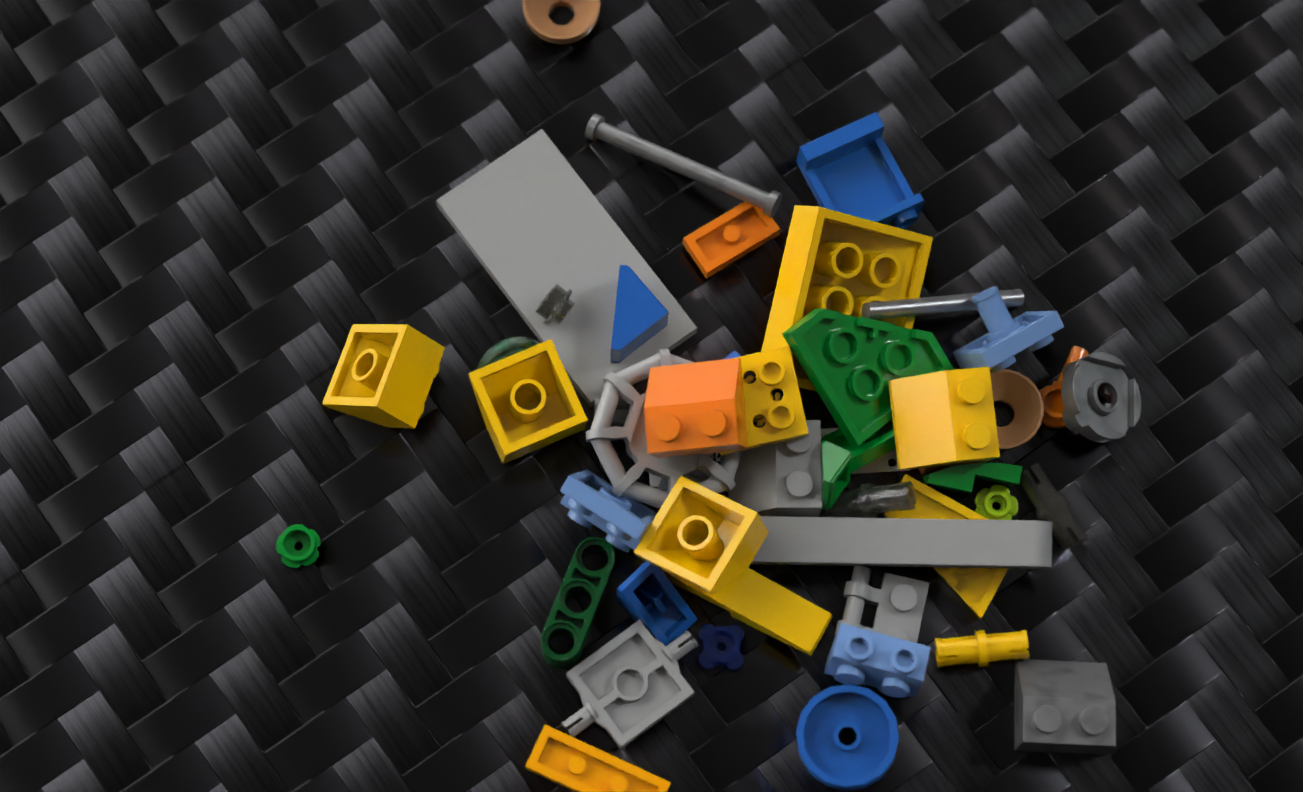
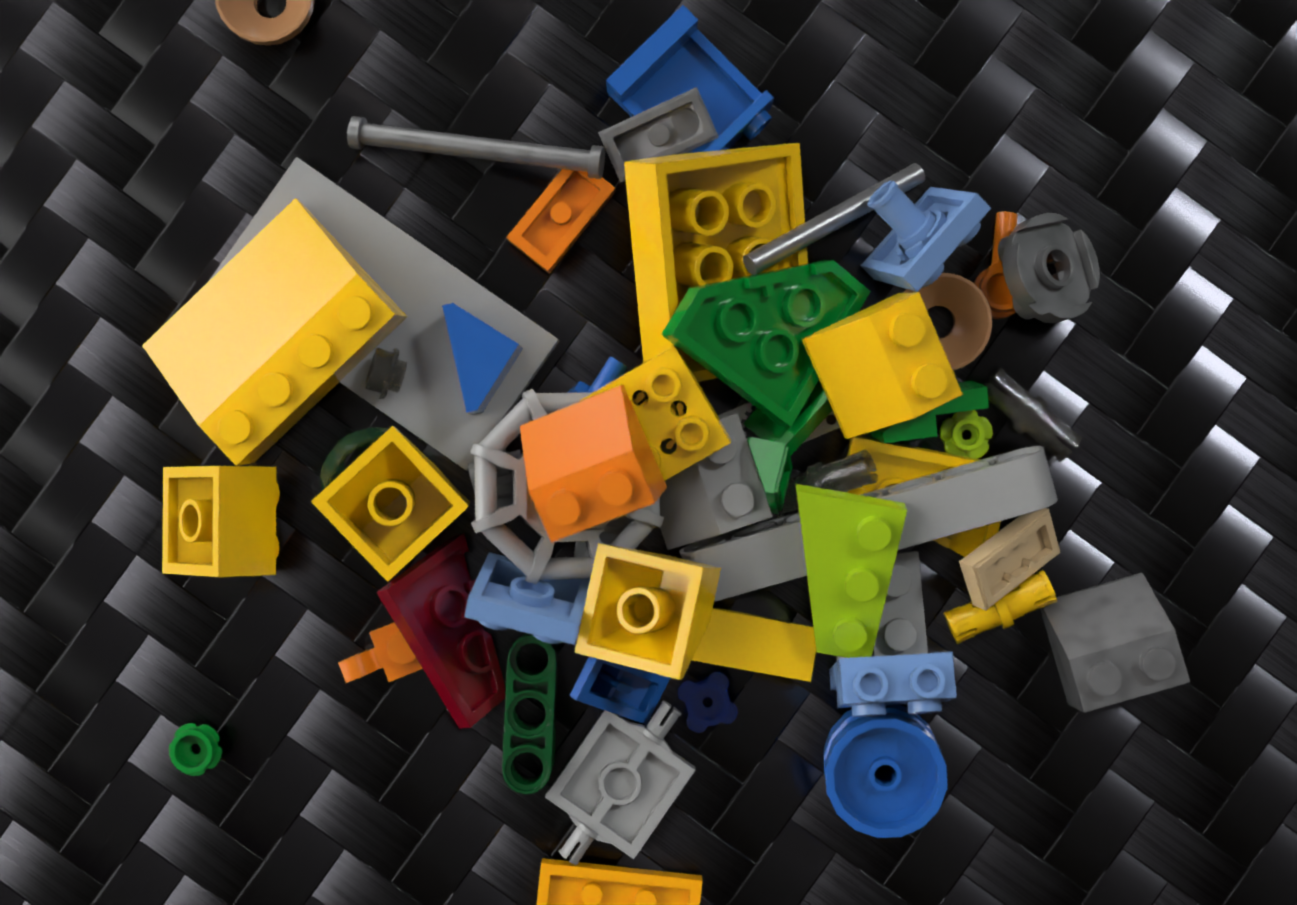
camera: 10 degrees left, 15 degrees up
(480, 249) = (272, 334): none -> yellow slope
(489, 523) = (389, 653): none -> orange plate
(533, 518) = (452, 649): none -> dark red wing
(840, 194) = (660, 131): none -> flat silver slope
(870, 559) = (849, 565): none -> lime wing
(1001, 607) = (1009, 557): none -> tan plate

